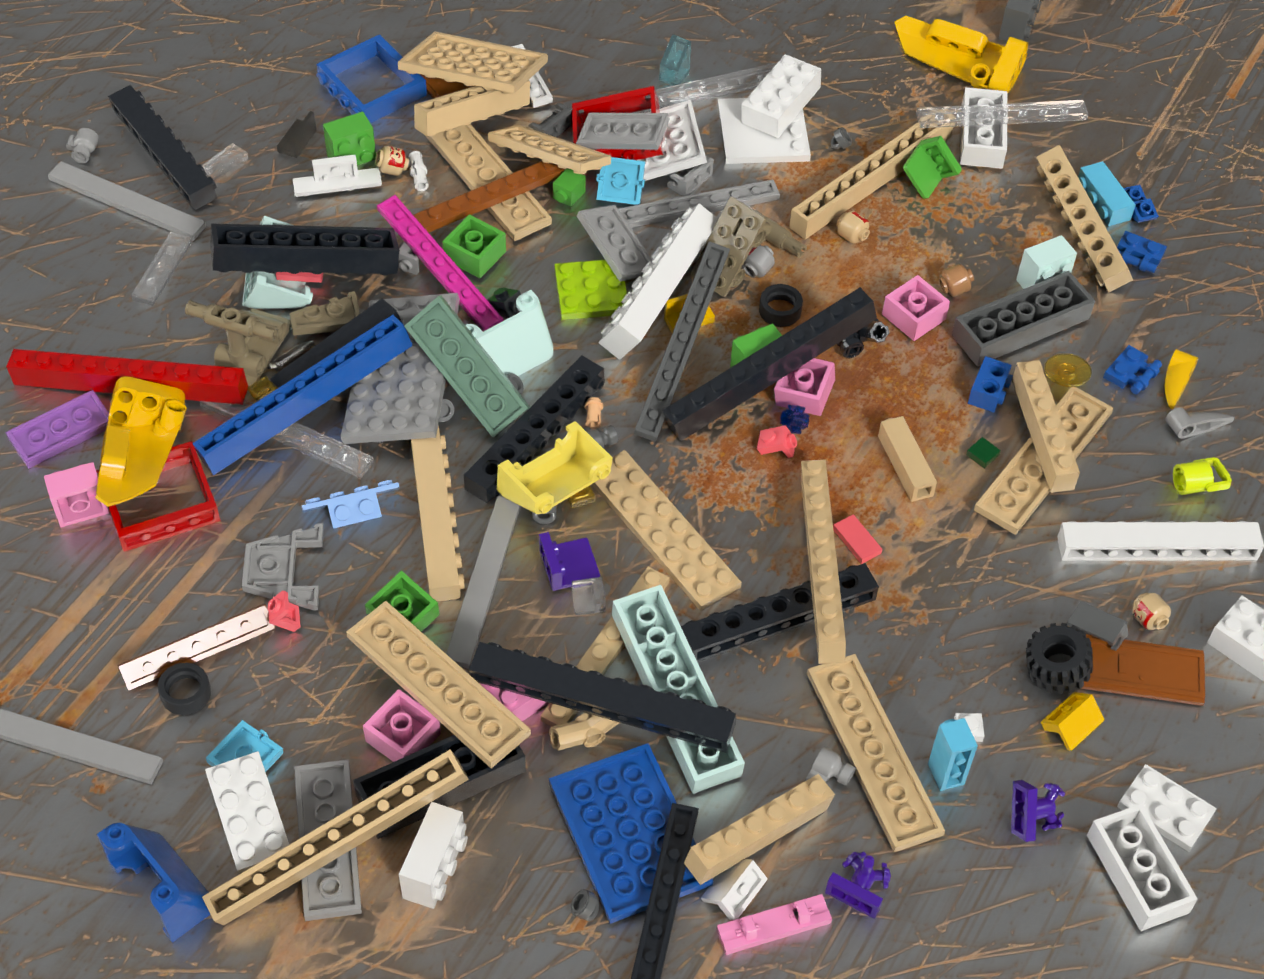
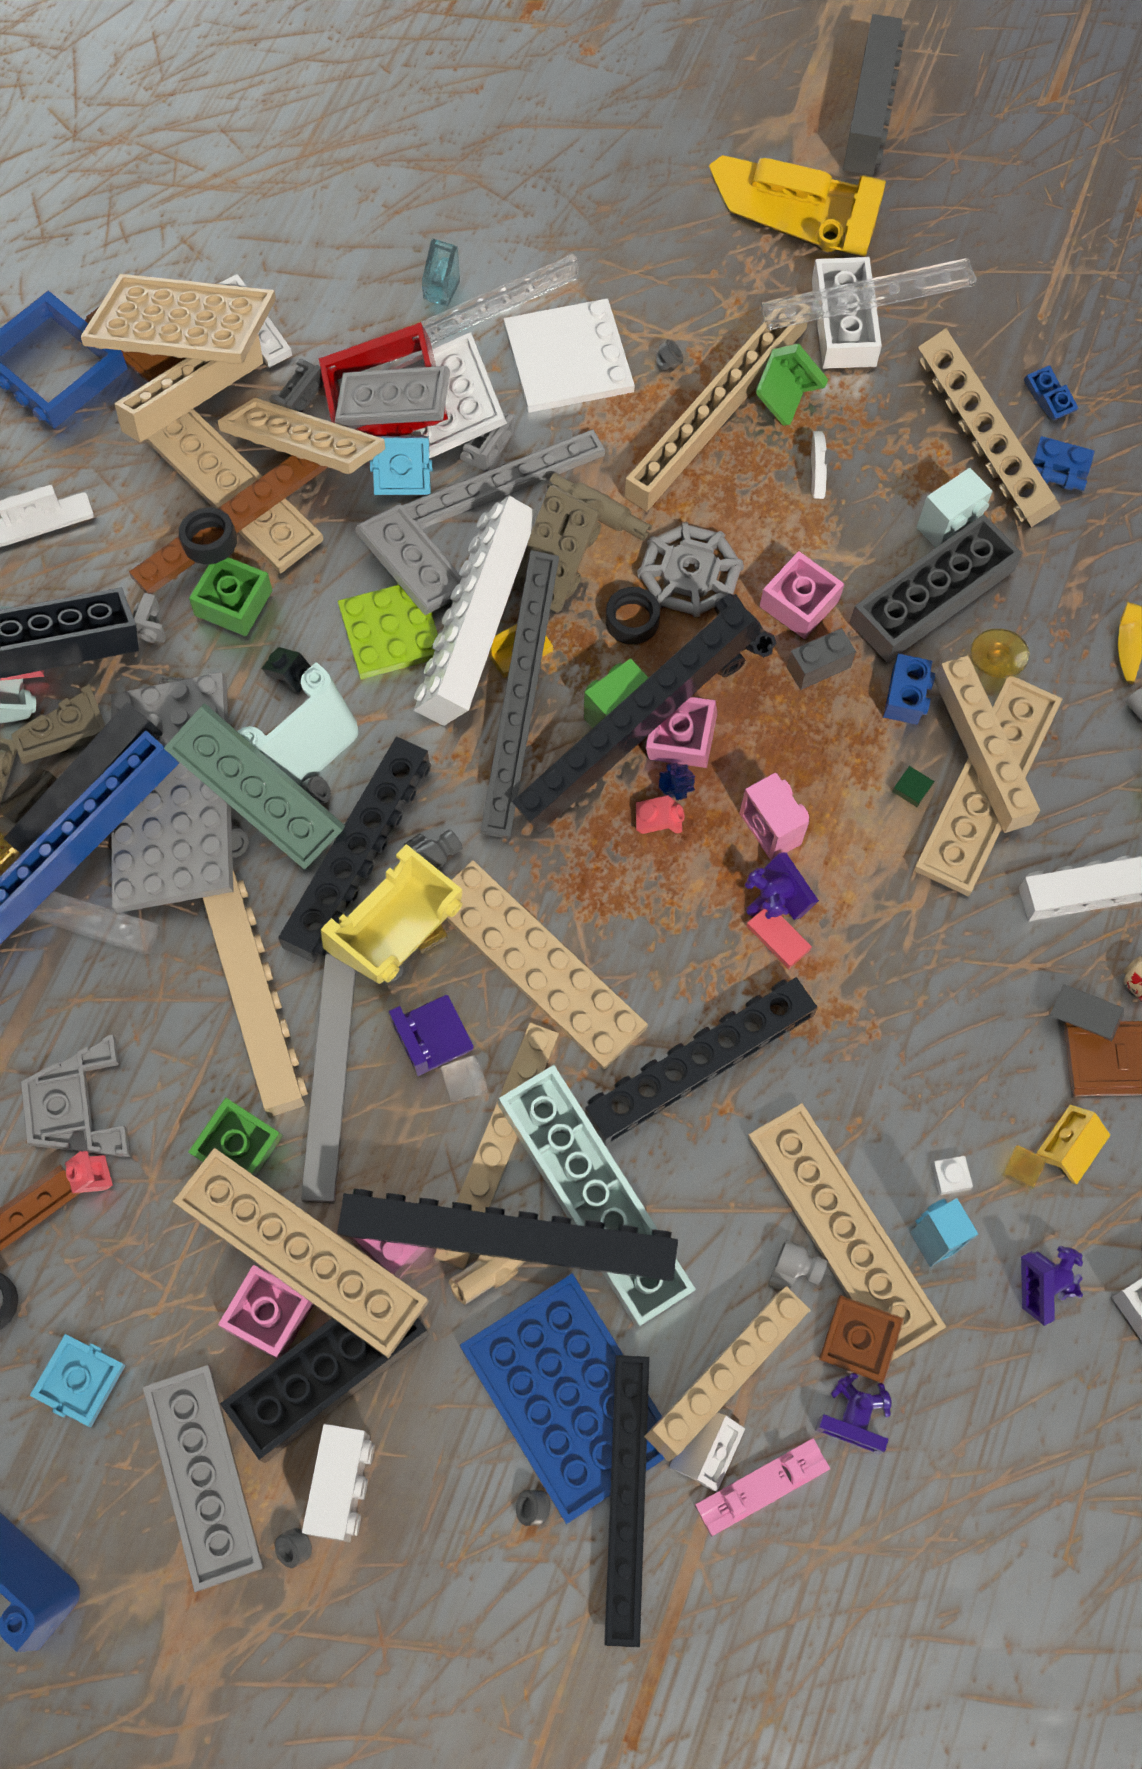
camera: 10 degrees left, 15 degrees up
(247, 810) = (99, 1470): white brick -> none
(335, 838) = (214, 1495): tan brick -> none
(350, 137) = (40, 459): bright green brick -> none
(354, 507) = (146, 1002): light blue bracket -> none
(387, 900) = (293, 1548): none -> dark grey tile
(391, 160) = (100, 480): tan head -> none
(418, 171) = (137, 488): white pin -> none
(439, 263) = (191, 629): dark pink tile -> none
(468, 211) = (203, 519): none -> black tyre
(569, 187) = (335, 487): bright green brick -> none
(593, 416) = (424, 809): light nougat pin -> none
(759, 261) = (597, 557): light grey head -> none
(781, 95) = (585, 306): white brick -> none
(822, 563) = (746, 991): tan brick -> none
(837, 267) = (690, 583): none -> light grey plate
(853, 227) = (705, 486): tan head -> none
(864, 503) = (781, 888): none -> dark purple piece
(867, 451) = (774, 815): none -> bright pink brick
(874, 827) = (861, 1339): none -> dark orange tile
(907, 459) = (826, 816): tan brick -> none
(924, 353) = (821, 659): none -> dark grey brick
(944, 224) = (818, 464): none -> white tile
(956, 280) = (844, 544): medium nougat head -> none
(1028, 729) = (1024, 1167): none -> clear yellow plate
(1055, 641) = (1053, 1043): black tyre -> none
(1106, 194) = (1010, 386): medium azure brick -> none
(1126, 366) = (1068, 632): blue plate -> none

